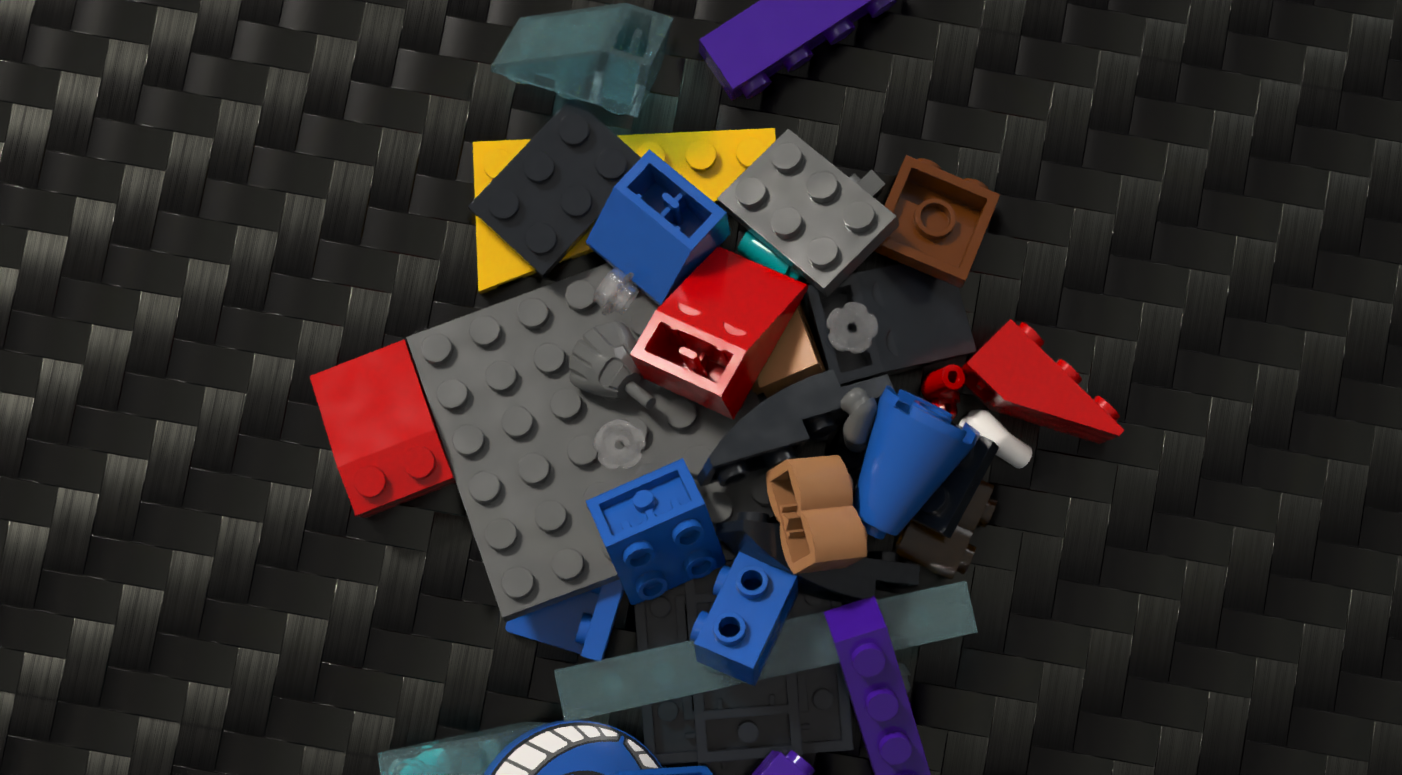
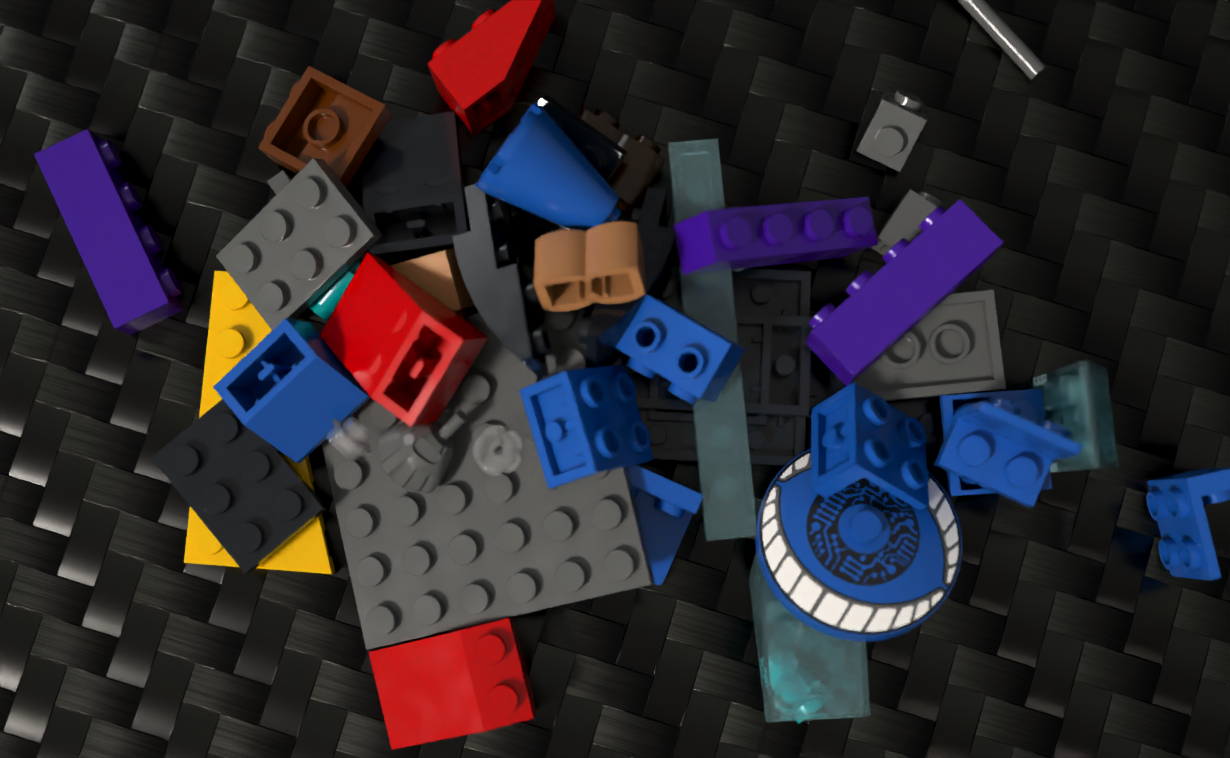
camera: 80 degrees left, 0 degrees up
(589, 54) = (113, 436): clear light blue slope -> none
(844, 340) = (422, 226): clear plate -> none
(860, 420) = (500, 211): dark grey arm -> none
(942, 387) = (480, 143): red arm -> none
(1010, 447) = (554, 86): white arm -> none

